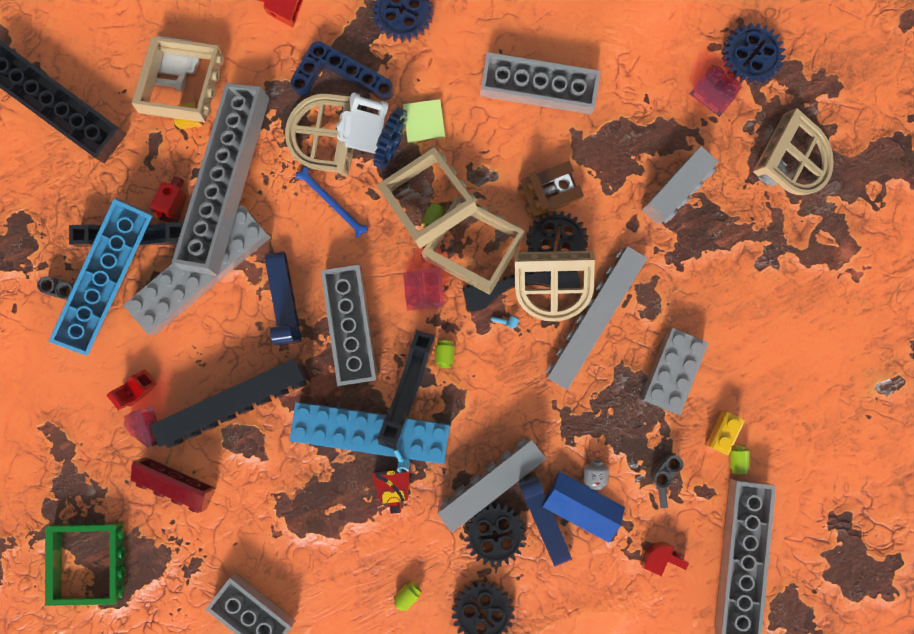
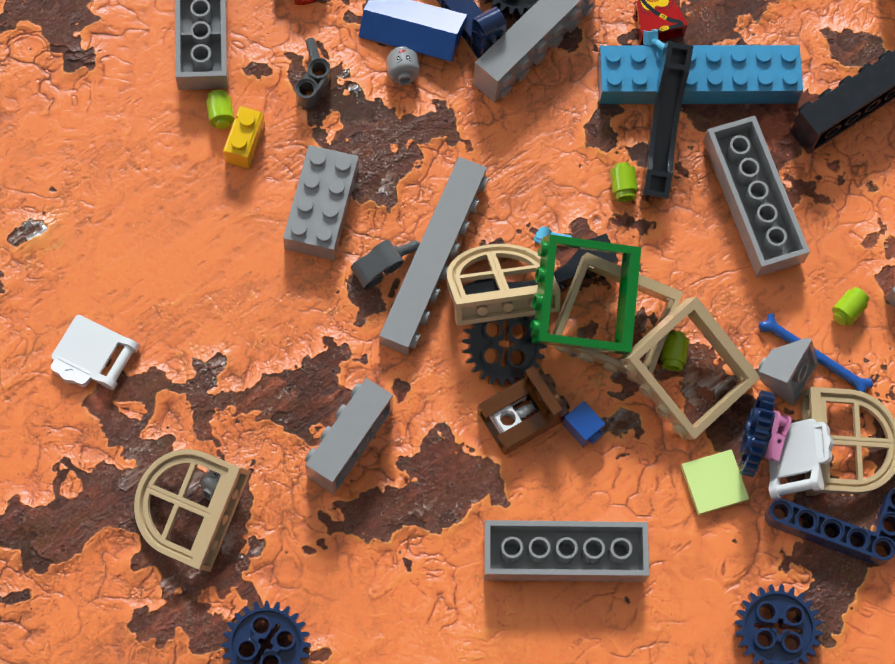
camera: 160 degrees right, 15 degrees down
(283, 300) = (846, 212): dark blue beam -> none
(298, 231) = (850, 306): none -> lime brick
(356, 187) = (789, 369): none -> light grey slope
(370, 147) = (779, 432): none -> bright pink bar
(423, 289) = (667, 254): clear pink slope -> none
(475, 215) = (626, 301): none -> green window
(508, 173) = (584, 424): none -> blue brick
(634, 318) = (381, 259): none -> dark grey beam
(716, 90) = (313, 585): clear pink slope -> none
(856, 283) = (87, 350): none -> white piece

